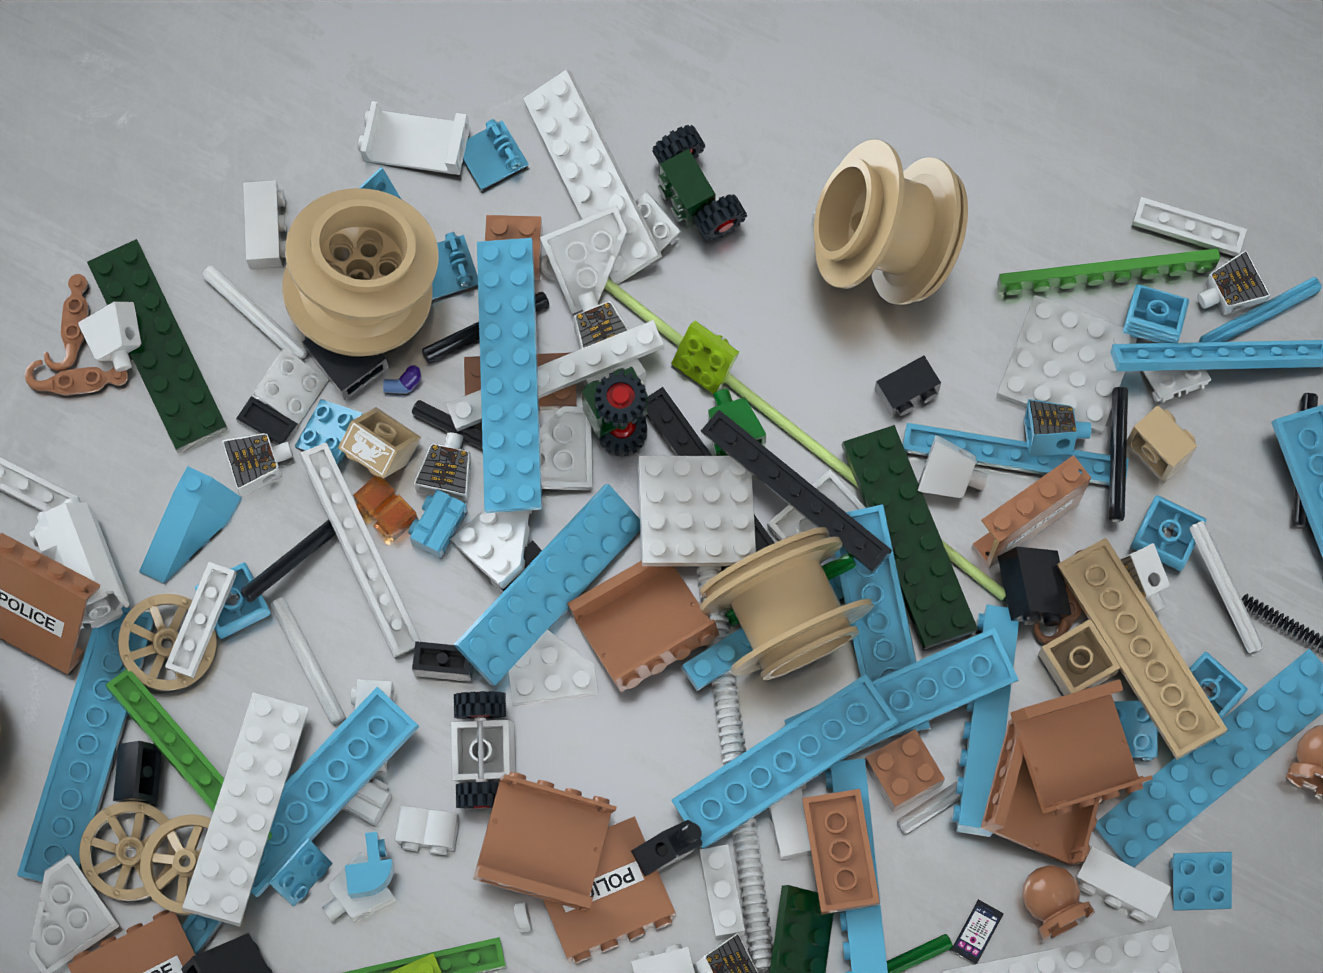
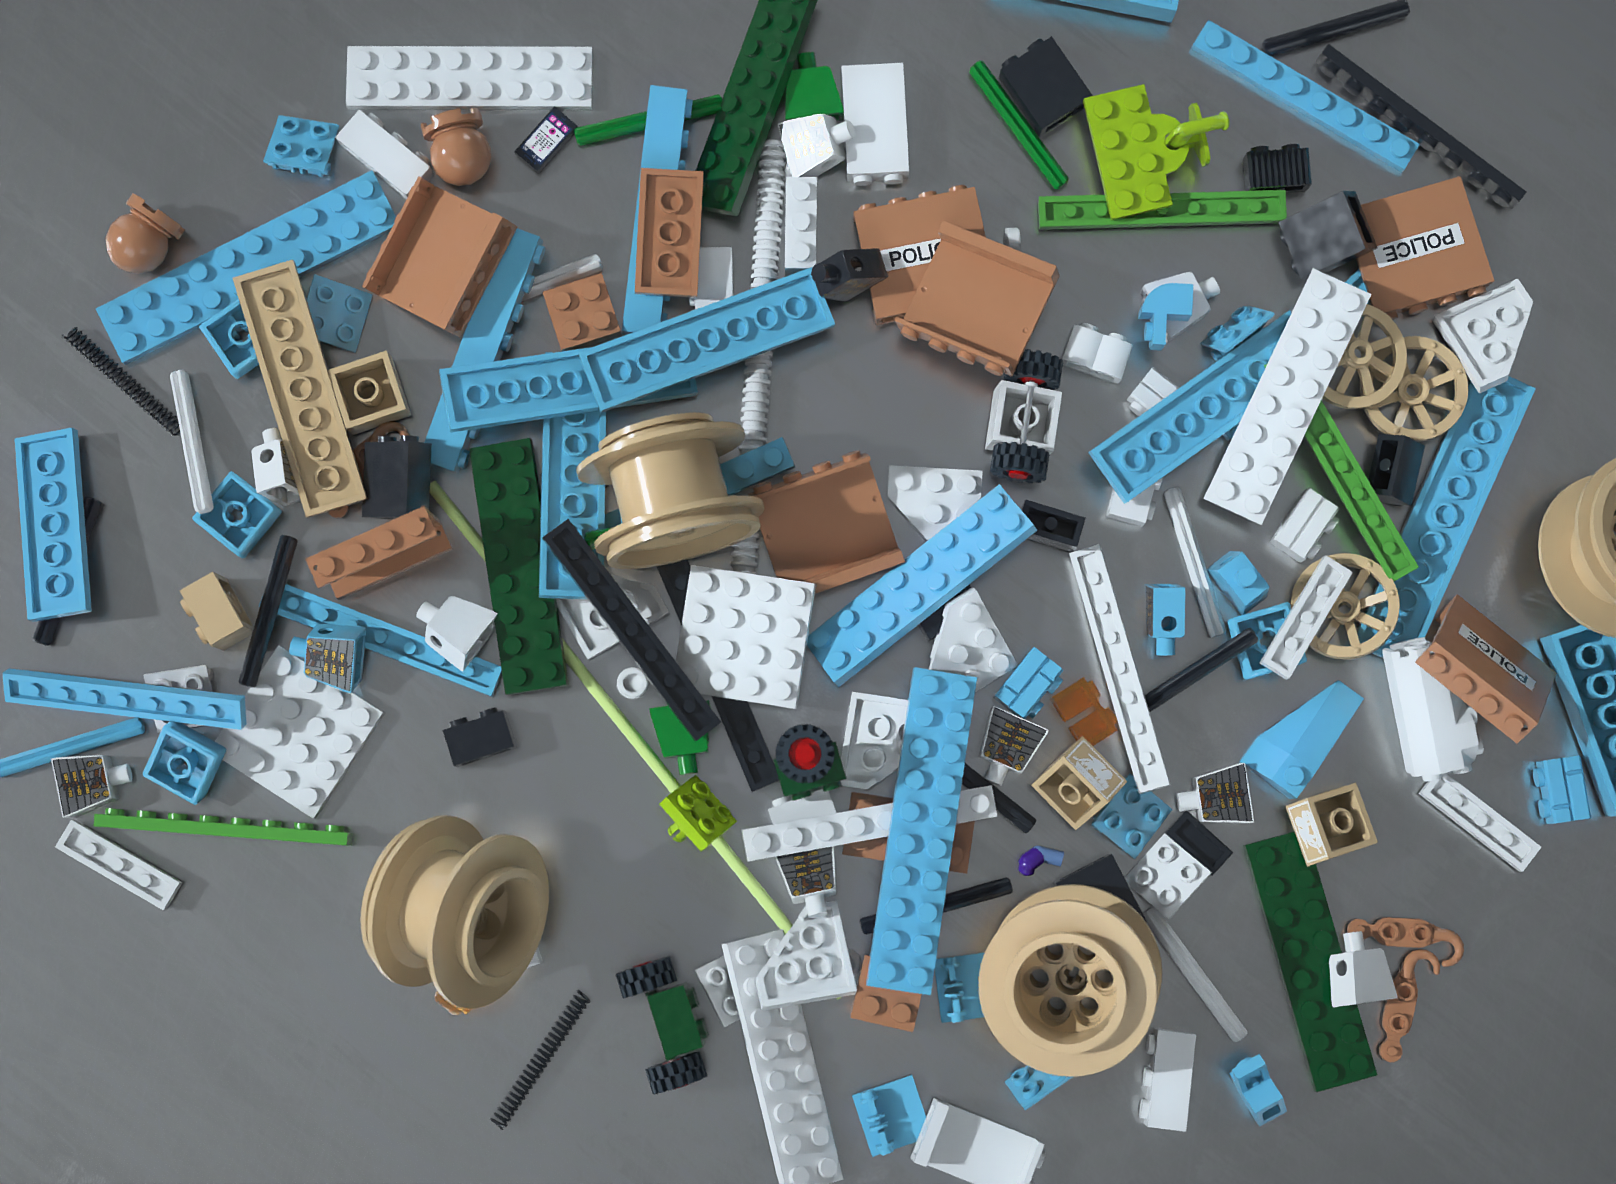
camera: 170 degrees left, 10 degrees up
(153, 451) = (1331, 824): none -> tan brick
(187, 229) = (1258, 1089): none -> medium azure brick
(212, 709) = (1305, 525): none -> white brick
(265, 647) = (1239, 581): none -> medium azure torso
(327, 605) = (1165, 601): none -> medium azure torso
(789, 456) = (632, 683): none -> white tile
(797, 143) = (540, 1066): none -> black piece
(1076, 749) = (395, 287): nougat panel -> none

